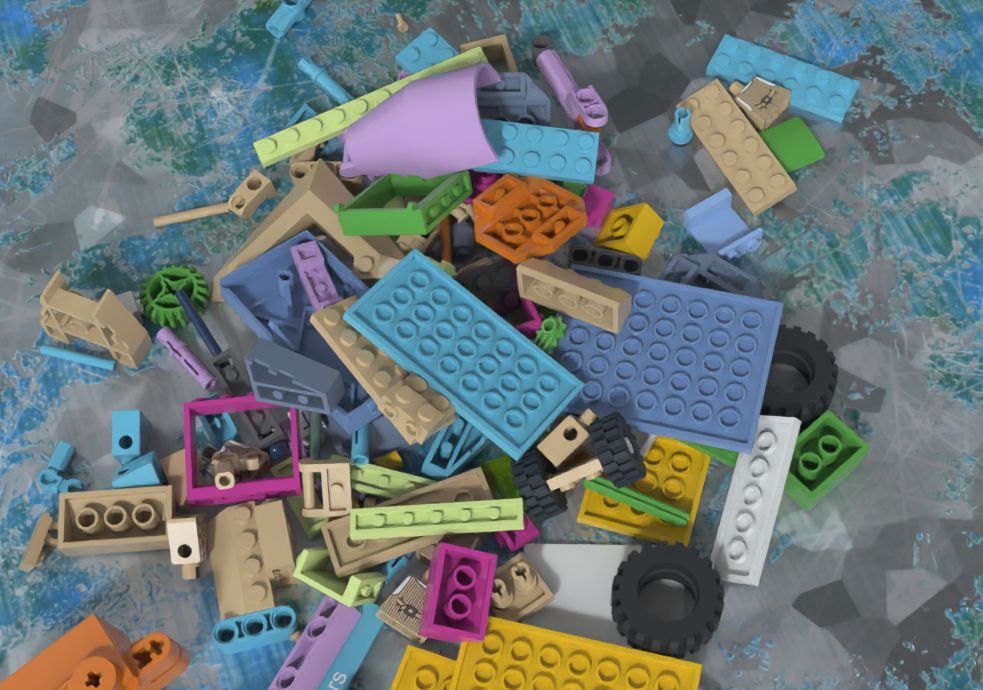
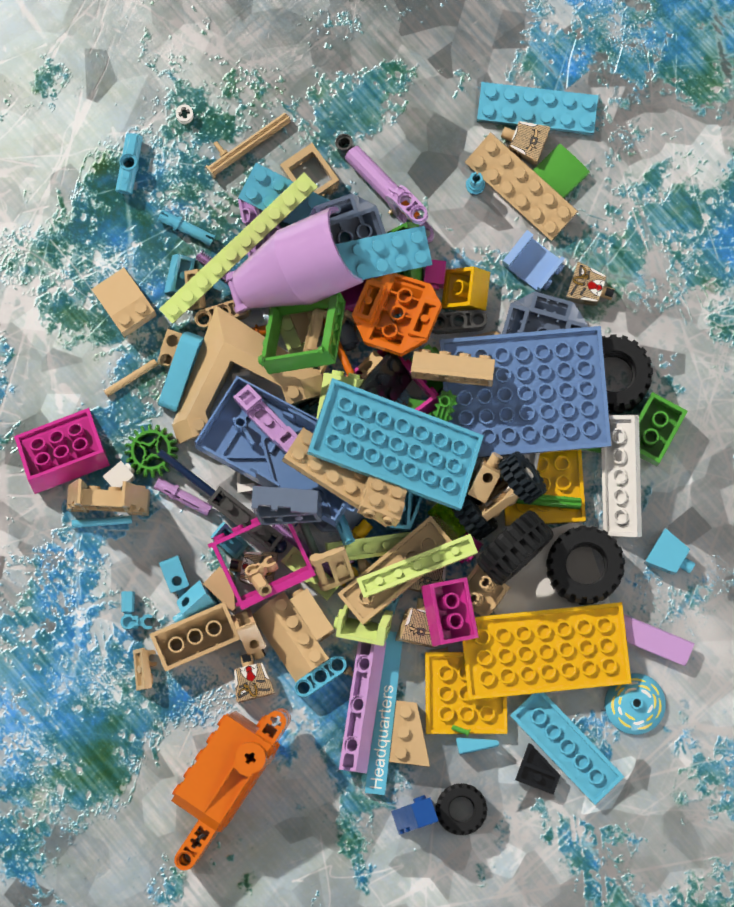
camera: 20 degrees left, 20 degrees up
(86, 261) = (61, 451): none -> dark pink slope
(165, 604) = (251, 680): none -> torso
(222, 138) = (124, 302): none -> tan slope
(246, 216) = (180, 370): none -> medium azure beam
(436, 23) = (248, 145): none -> tan axle
(576, 537) = (515, 547): none -> black tyre
(783, 273) = (588, 286): none -> torso
(789, 628) = (669, 554): none -> medium azure torso

